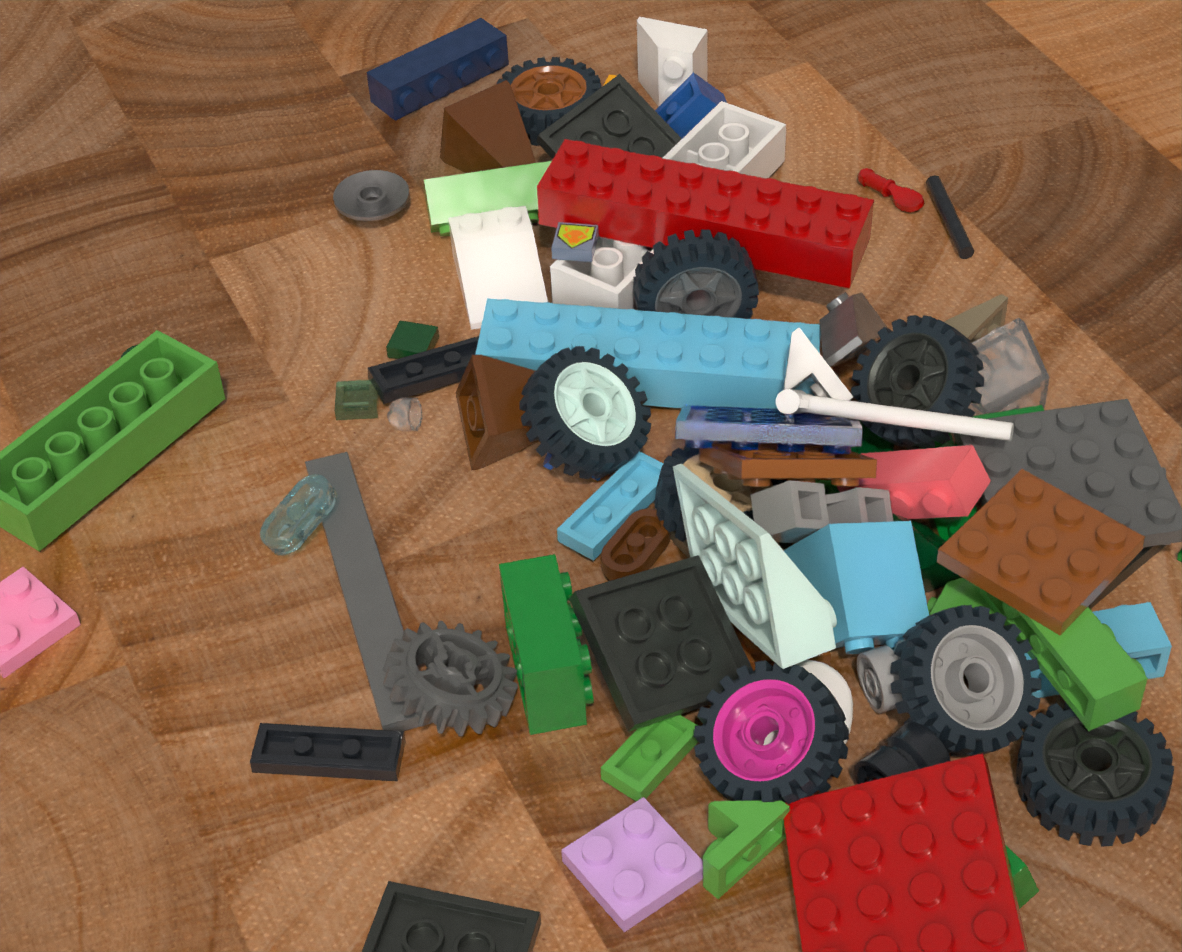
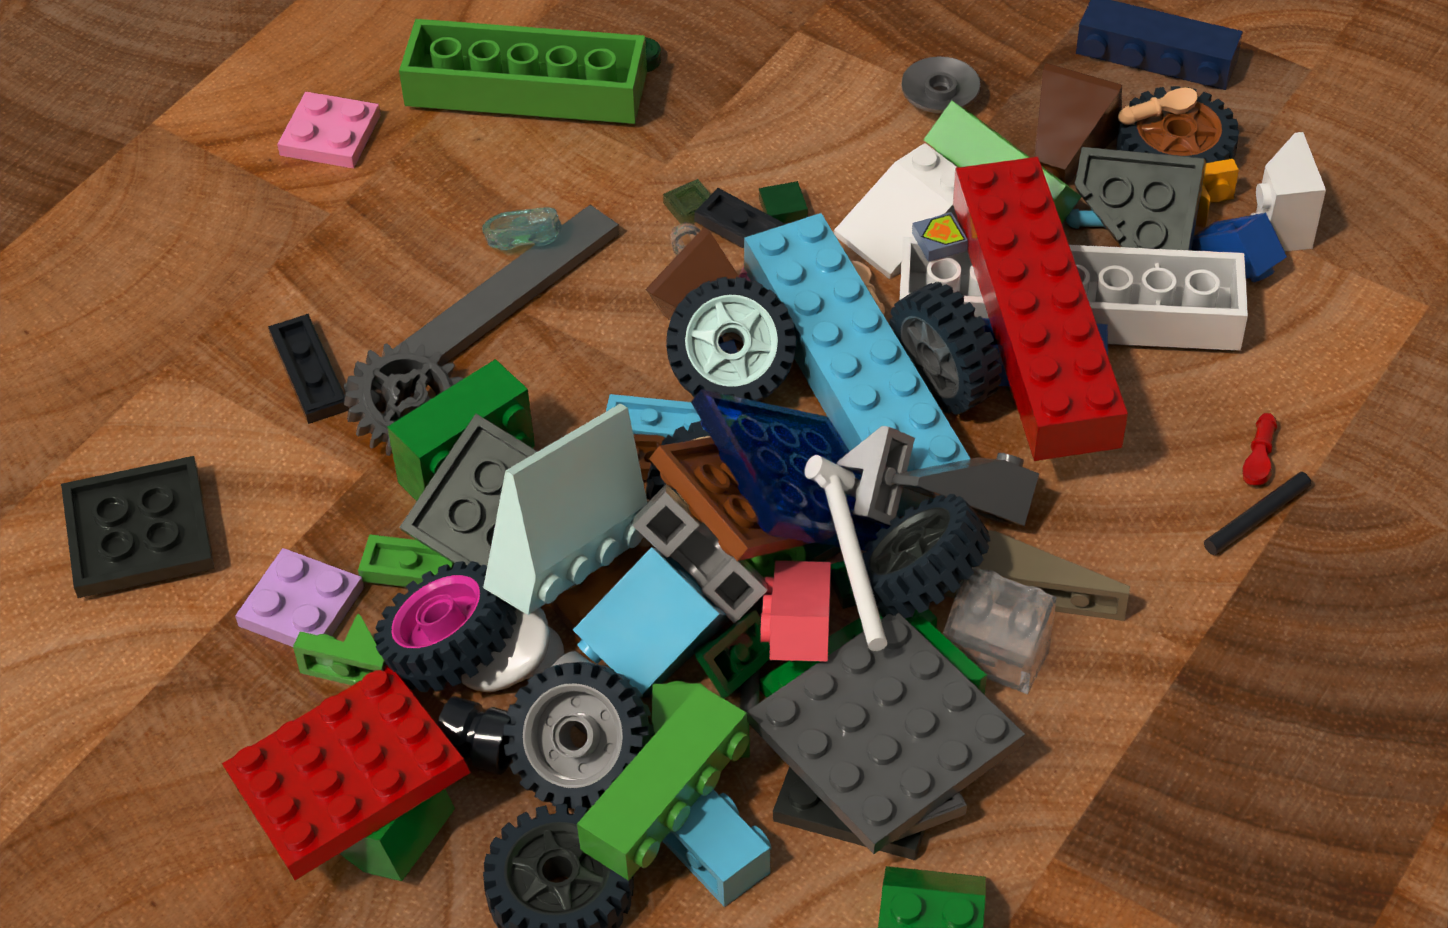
camera: 60 degrees right, 5 degrees up
(526, 75) = (1175, 101): none -> light nougat piece
(1040, 551) = (730, 719): dark orange plate -> none

